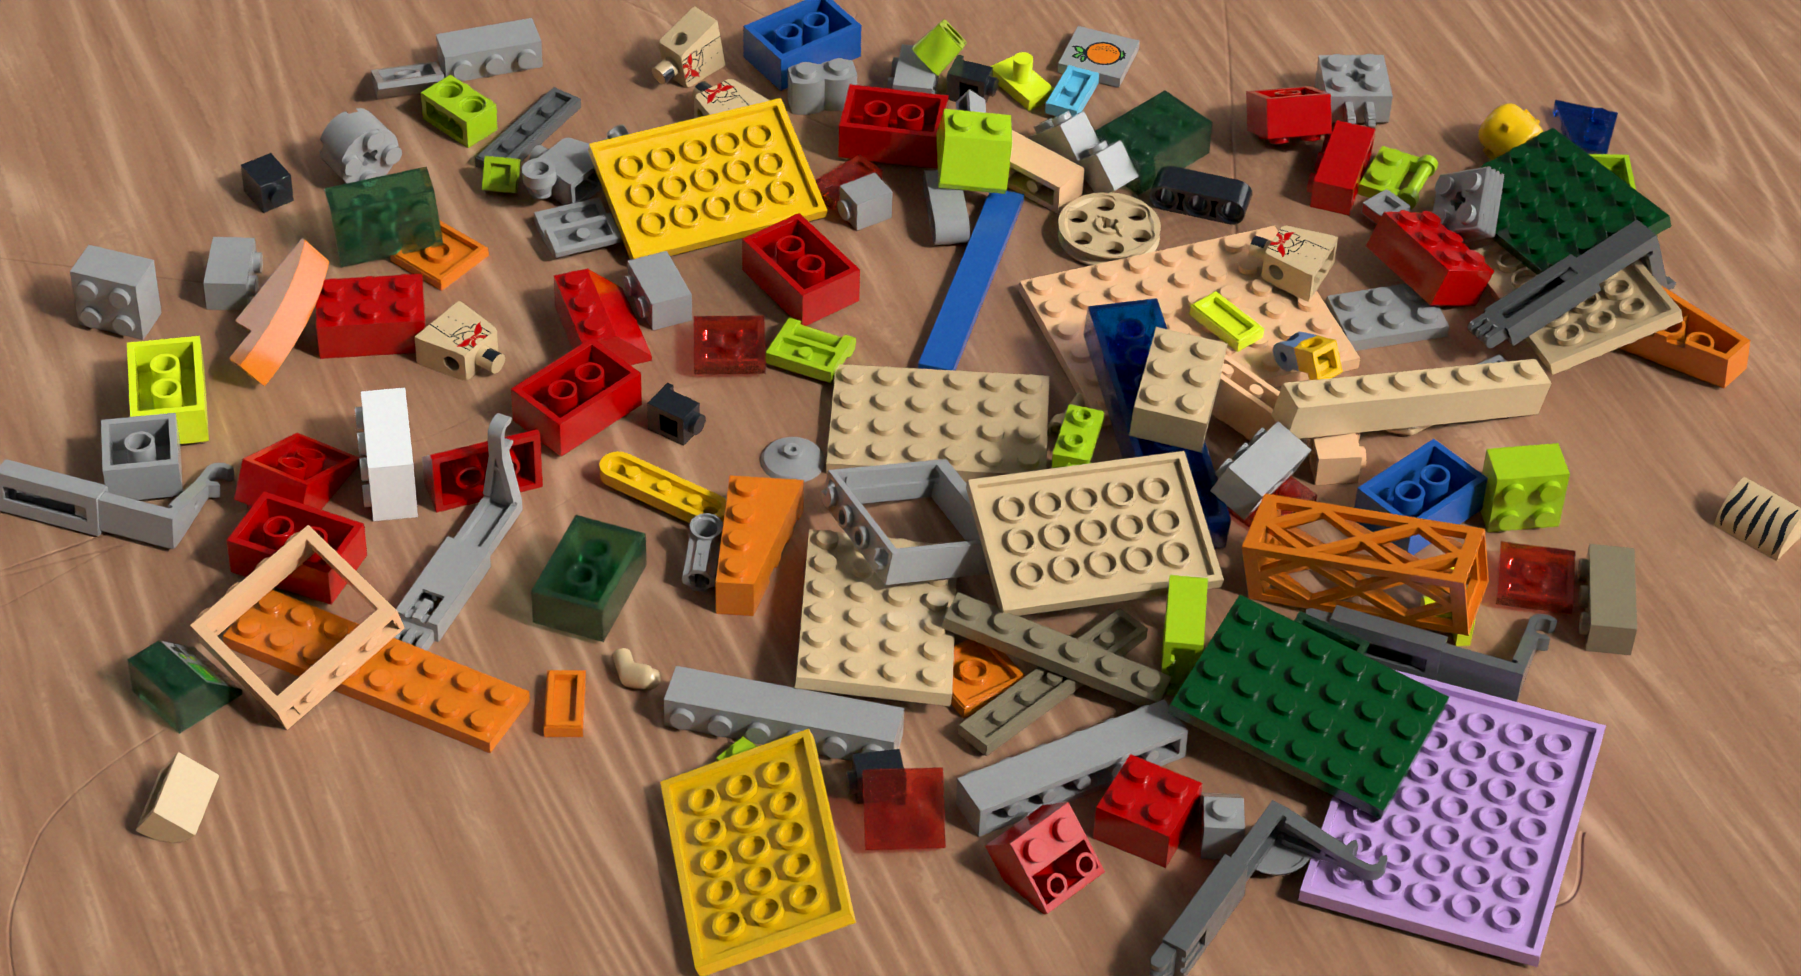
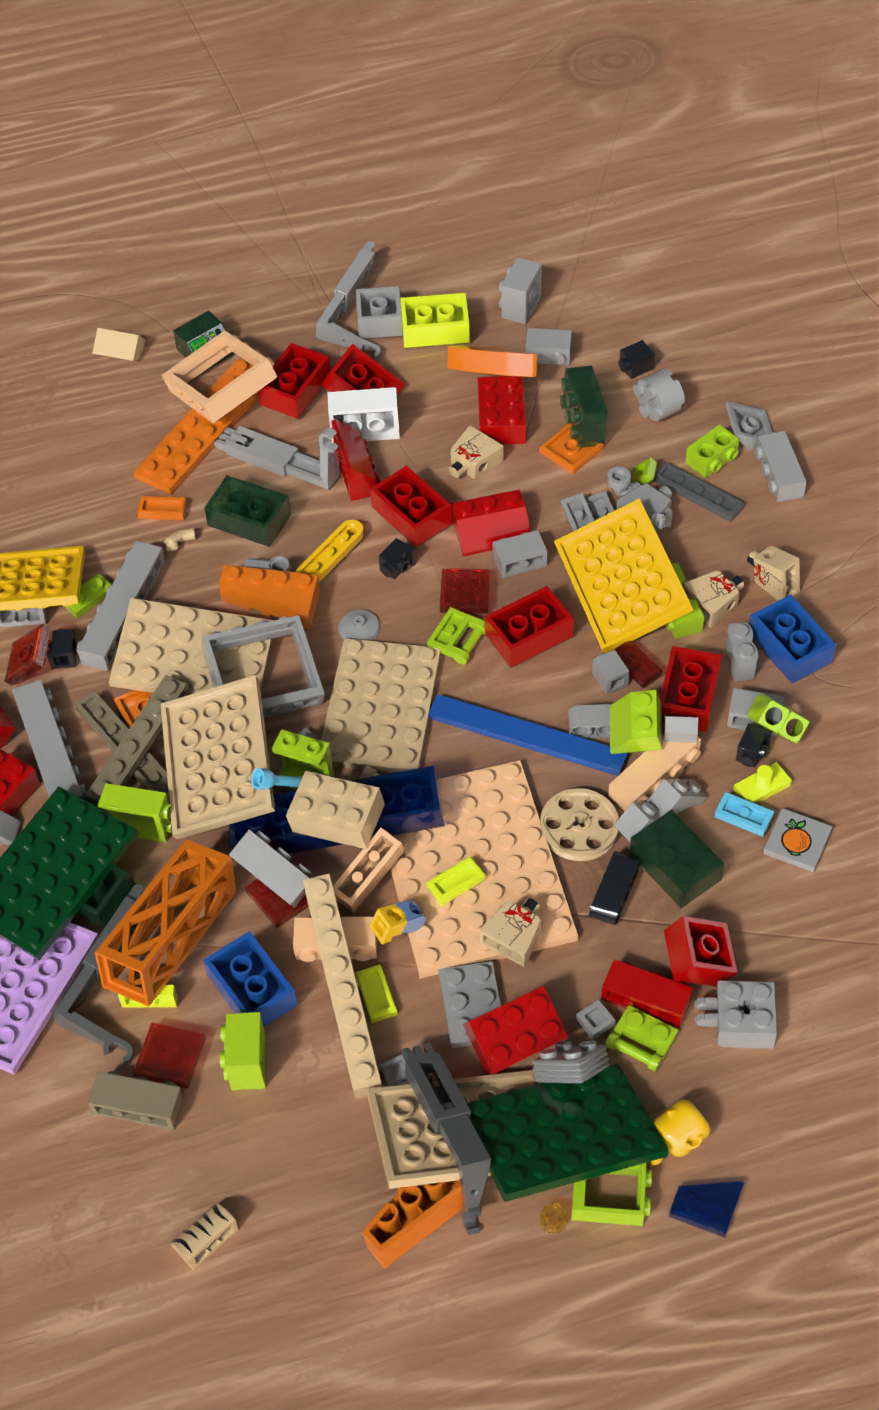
camera: 100 degrees right, 10 degrees up
(1151, 448) = (265, 779): none -> medium azure piece

